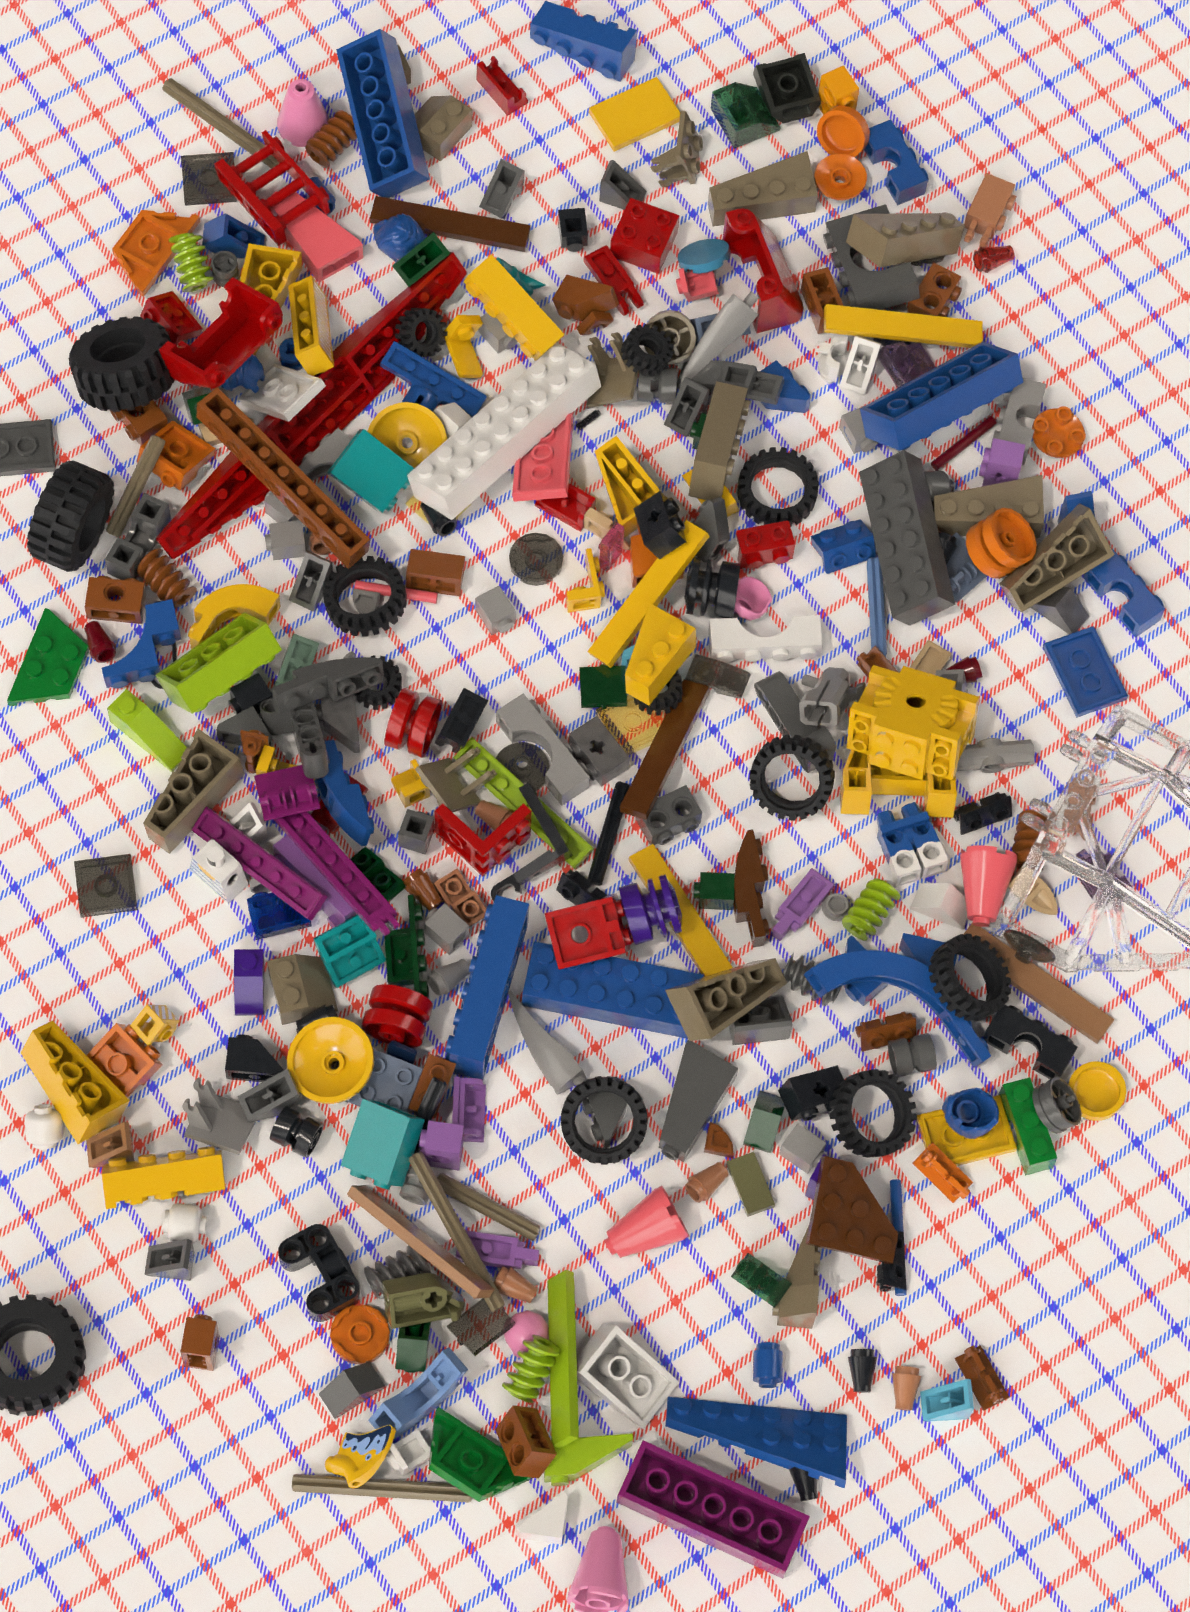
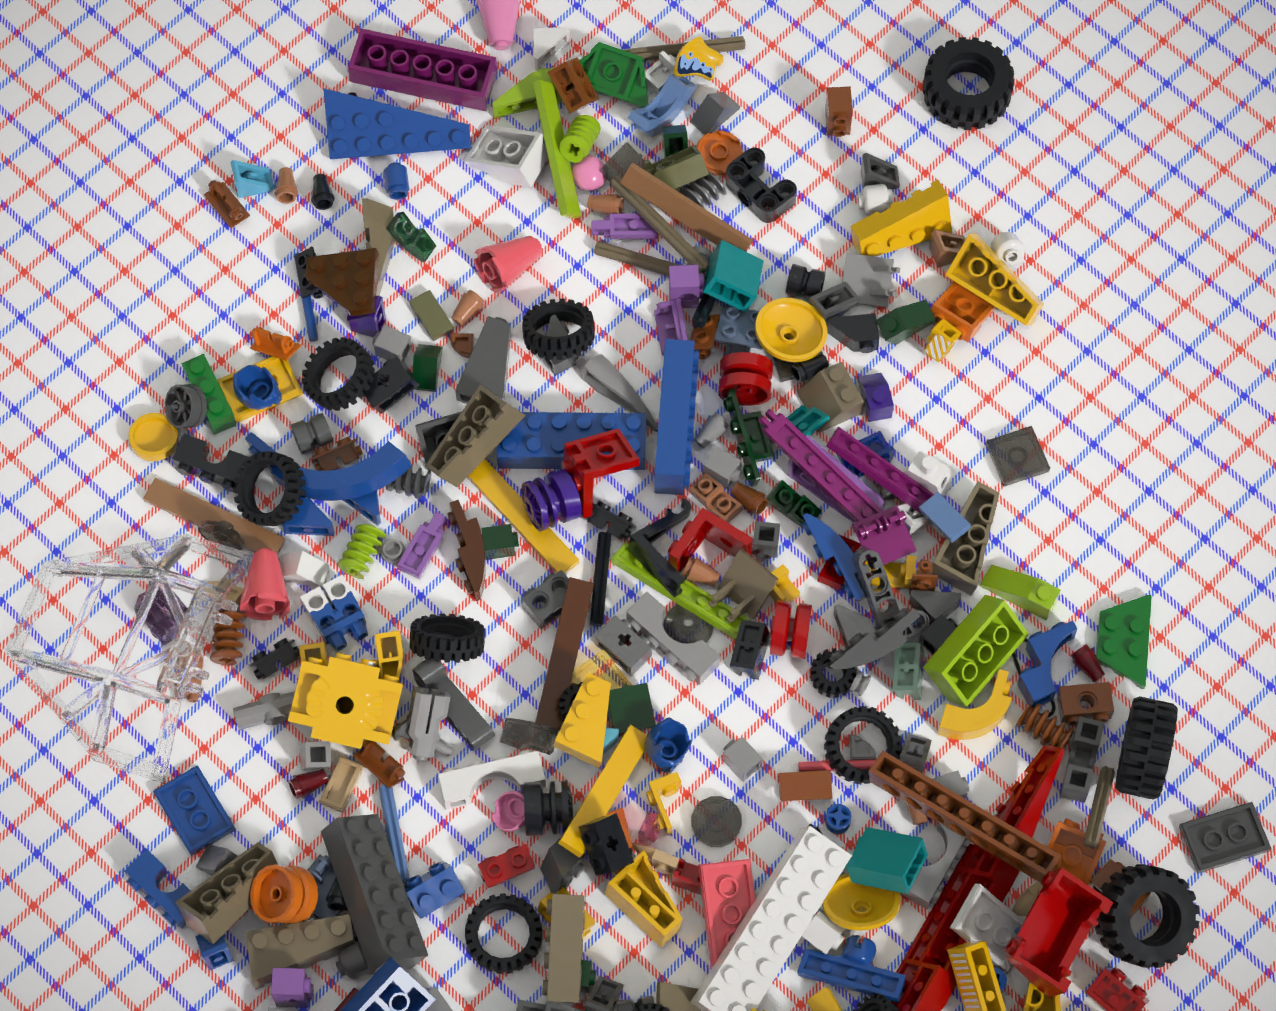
camera: 175 degrees right, 0 degrees up
(192, 1053) = (905, 321): none -> dark green slope
(213, 801) = (945, 517): none -> medium blue tile
(404, 530) = (839, 813): none -> blue wheel
(573, 635) = (667, 744): none -> blue hair
(592, 416) = (696, 974): black leg -> none

